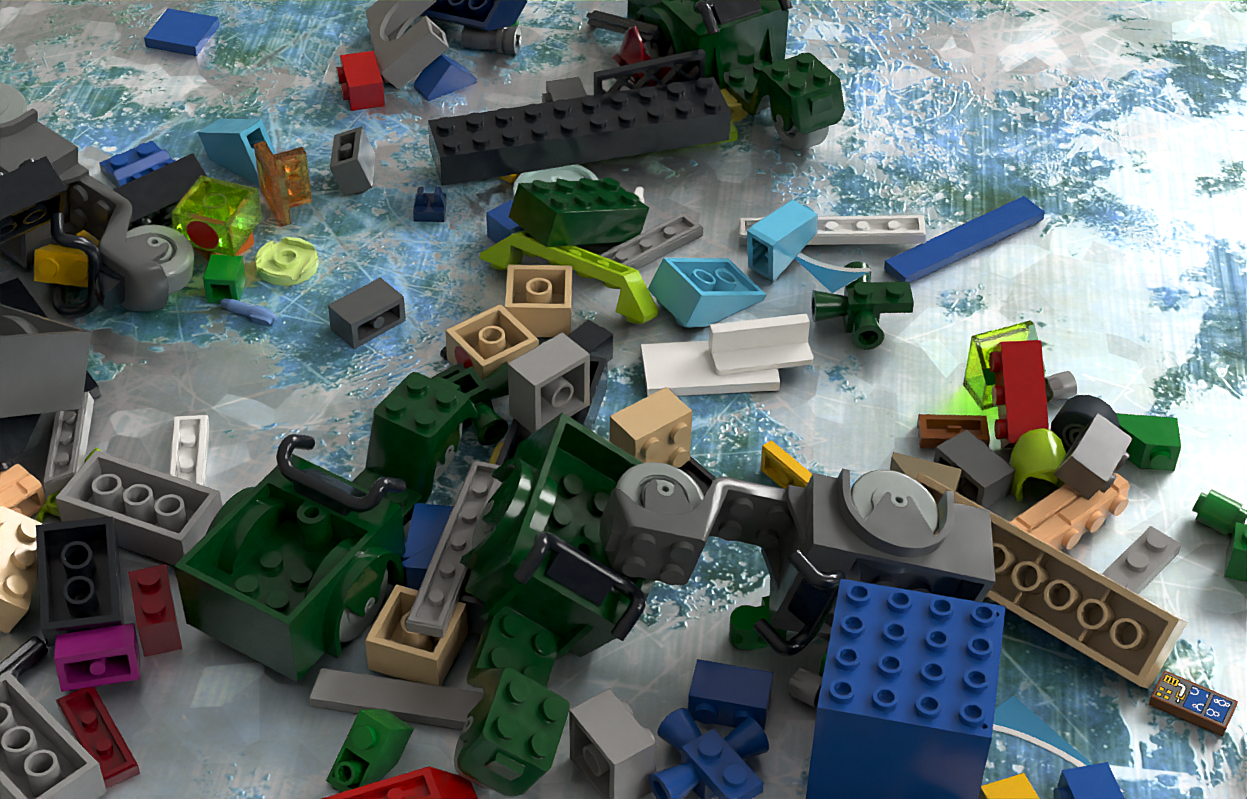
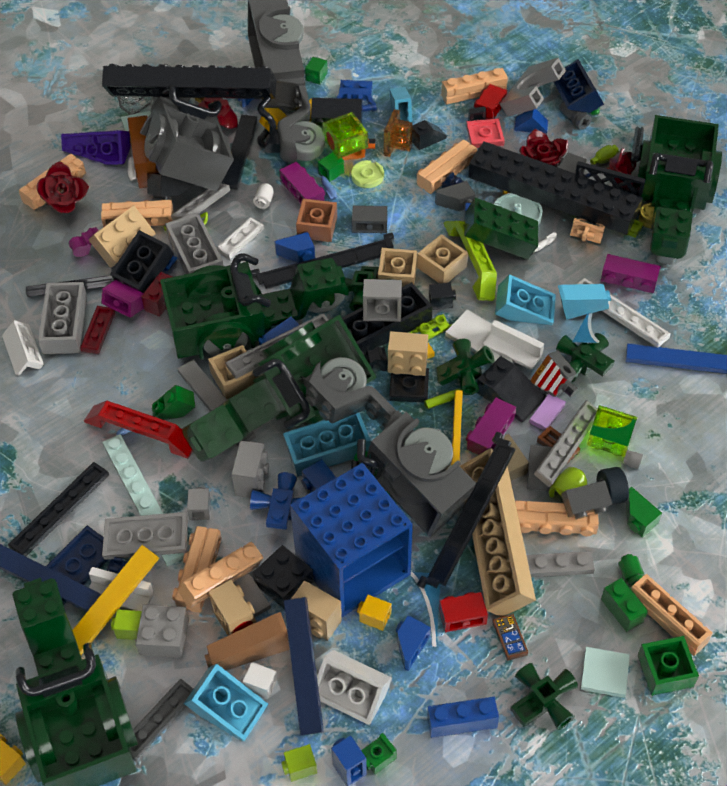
camera: 45 degrees right, 10 degrees up
(162, 375) = (263, 196): none -> white brick
(181, 32) = (443, 31): blue tile -> none
(209, 329) = (300, 183): none -> magenta brick
(293, 356) = (317, 219): none -> nougat brick
(303, 411) = (296, 248): none -> blue slope
(311, 73) = (472, 85): none -> light nougat brick
(319, 166) = (426, 134): none -> black slope
(353, 161) = (438, 141): dark grey brick -> none
(356, 420) = (343, 258): none -> black piece
(362, 105) = (477, 114): none -> black tile
(394, 188) = (451, 161): none -> light nougat brick
(395, 123) = (485, 130): none -> coral tile
(456, 216) = (455, 196): none -> dark grey slope
(519, 89) = (542, 149): none -> dark red brick
(588, 61) = (604, 154): none -> lime plant
(613, 402) = (426, 328): none -> lime piece
(656, 242) = (527, 265): light grey tile -> none
(674, 631) = (325, 441): none -> medium azure brick
(677, 161) = (587, 230): none -> light nougat hips
(733, 410) = (465, 366): none -> dark green brick
(750, 464) = (440, 399): none -> lime piece
(789, 179) = (630, 273): none -> magenta brick
(816, 404) = (511, 385): none -> black slope
(848, 446) = (497, 418): none -> magenta brick
(860, 347) = (555, 375): none -> torso
(892, 402) = (547, 412): none -> lavender tile
(975, 416) = (566, 444): none -> light grey tile
(1018, 389) = (596, 447): red brick -> none
(1018, 656) = (470, 514): none -> black piece
(1107, 715) = (463, 611): none -> red brick

